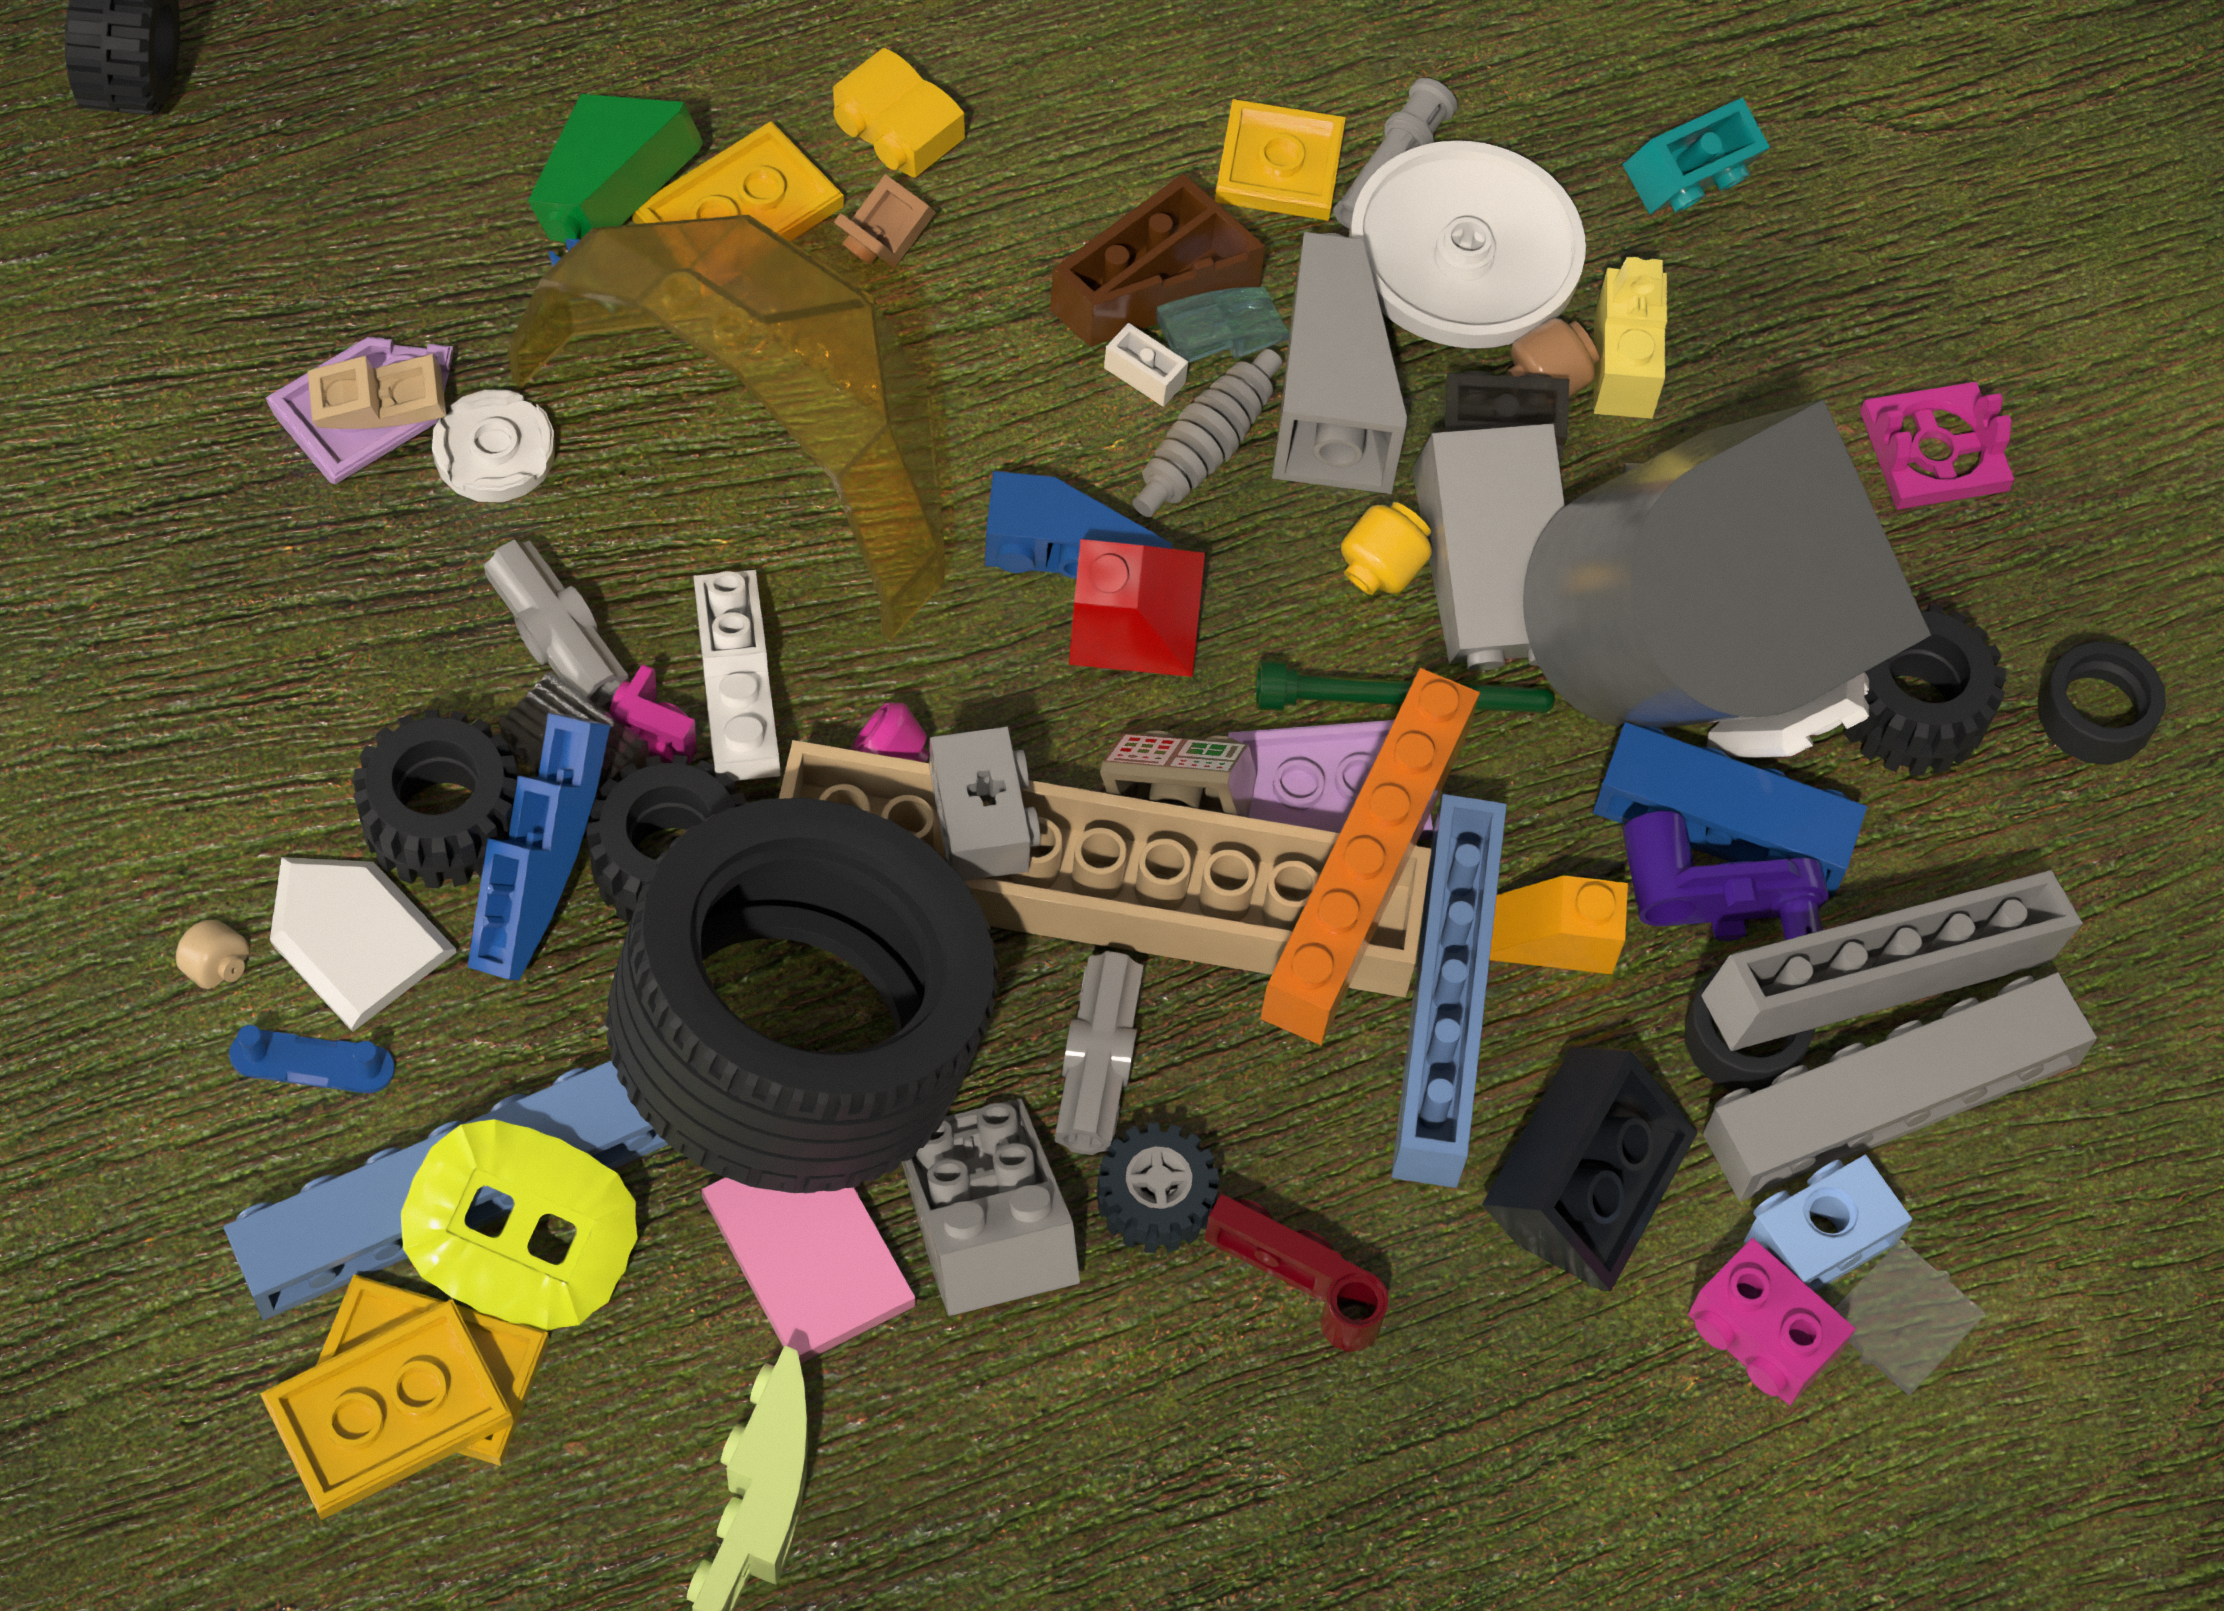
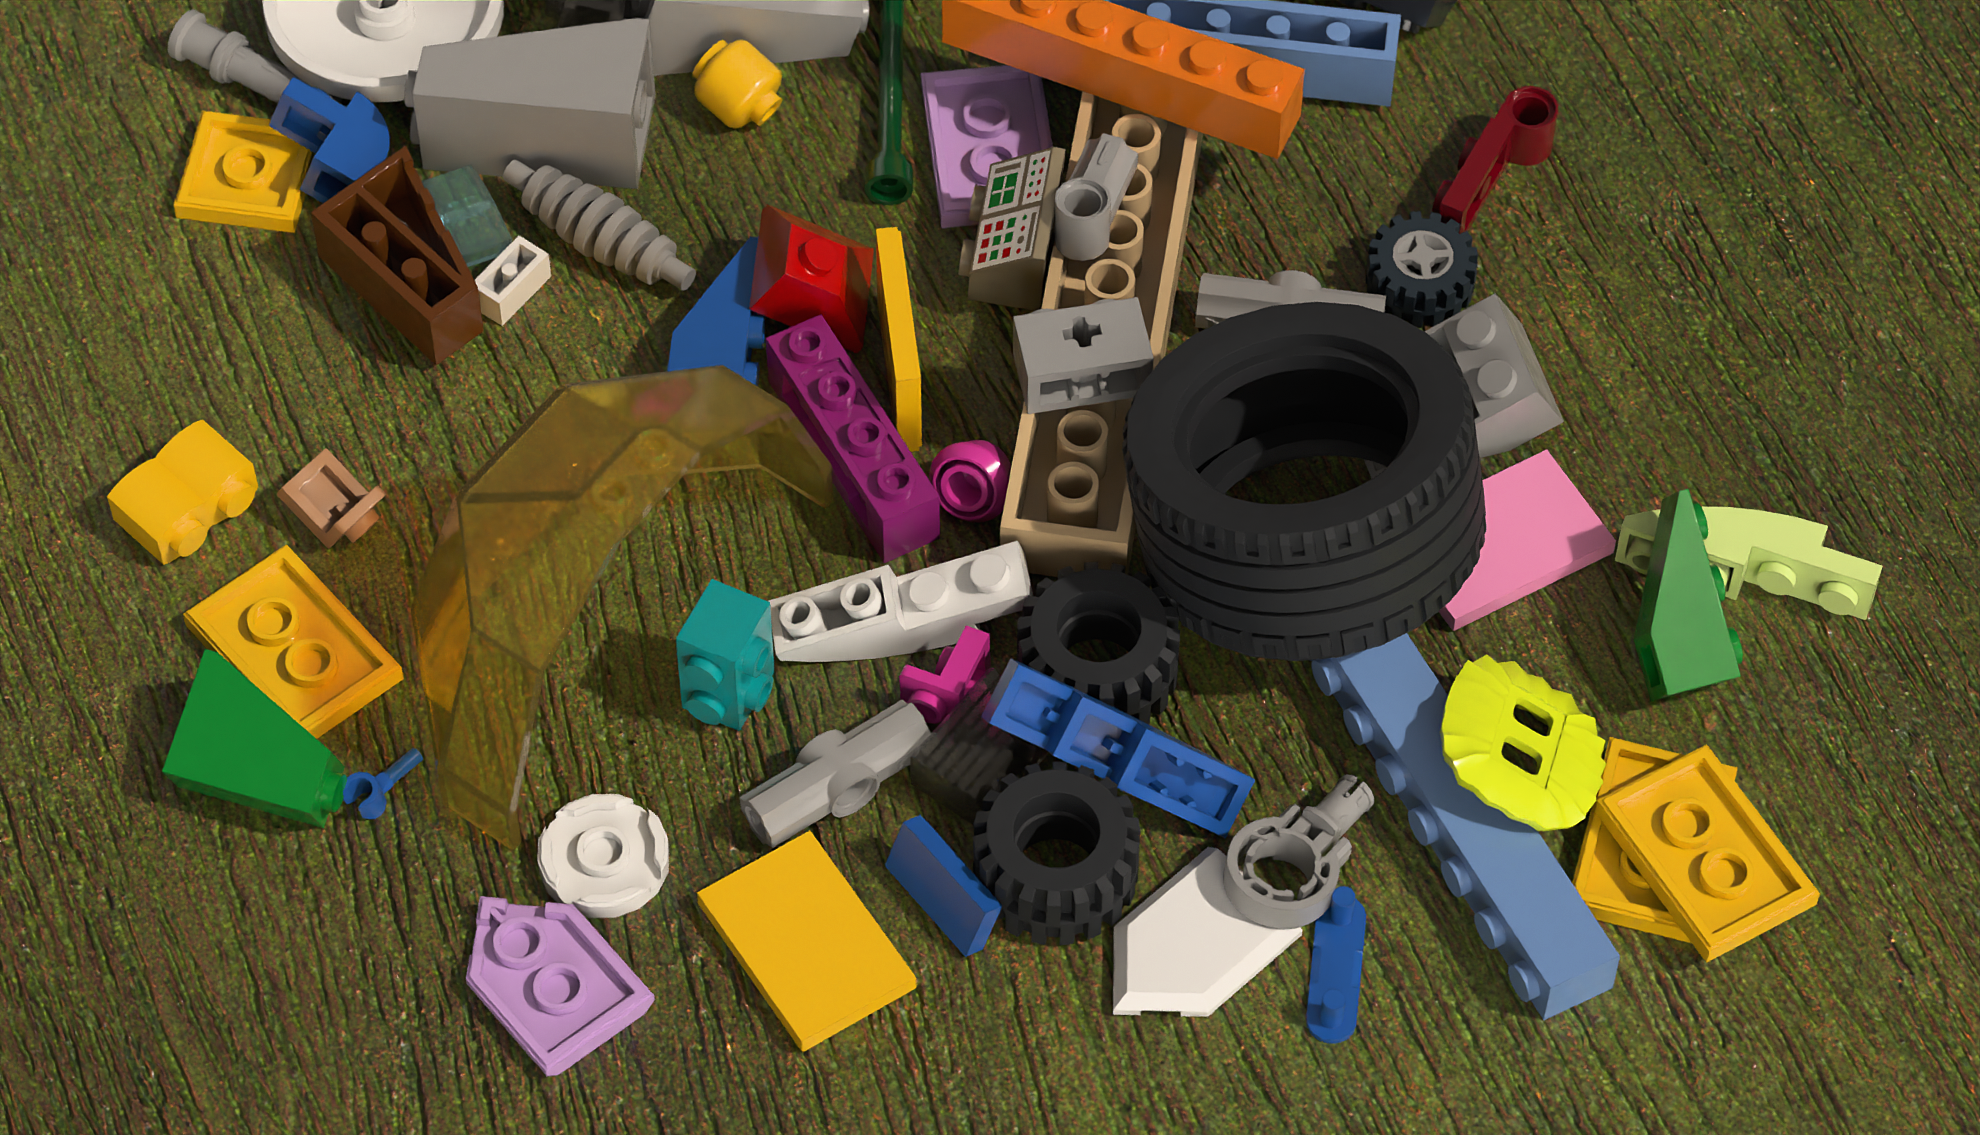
camera: 85 degrees left, 5 degrees down
(211, 953) = (1224, 1067): tan piece -> none
(366, 397) = (554, 949): tan slope -> none
(384, 604) = (806, 941): none -> yellow tile
(416, 1037) = (1304, 842): none -> light grey pin
(440, 695) = (943, 885): none -> blue tile
(657, 1399) = (1680, 618): none -> slope
(671, 516) = (726, 656): none -> teal brick
(939, 639) = (855, 438): none -> magenta brick
(1042, 668) = (898, 337): none -> yellow tile
(1190, 823) = (1092, 197): none -> light grey piece
(1282, 217) = (344, 138): none -> blue brick

